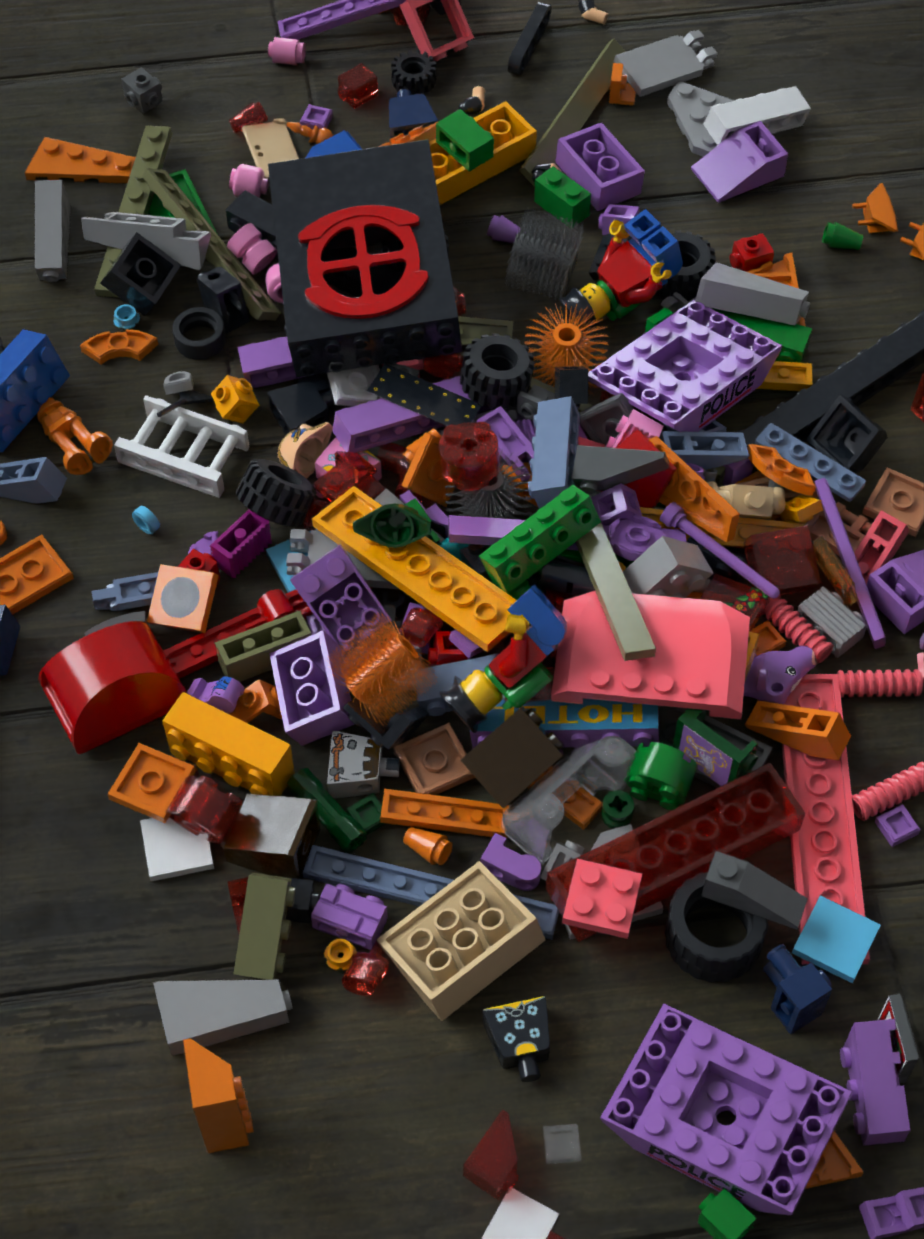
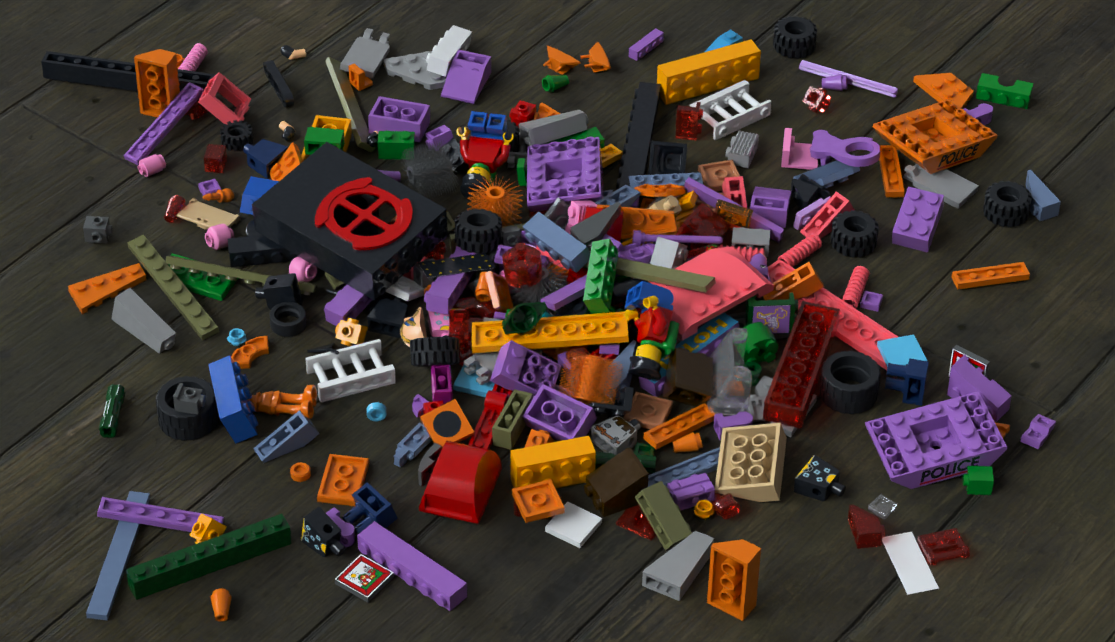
camera: 45 degrees left, 15 degrees down
(140, 274) = (225, 308): black brick -> none
(164, 232) = (208, 288): light grey wedge -> none
(178, 382) = (308, 345): light grey tile -> none
(204, 808) = (579, 490): clear red brick -> none
(219, 694) = (522, 441): medium lavender leg -> none
(248, 245) = (267, 262): bright pink wheel -> none
(572, 382) = (523, 212): black brick -> none
(602, 898) = (800, 393): coral plate -> none
(752, 891) = (854, 348): dark grey slope -> none

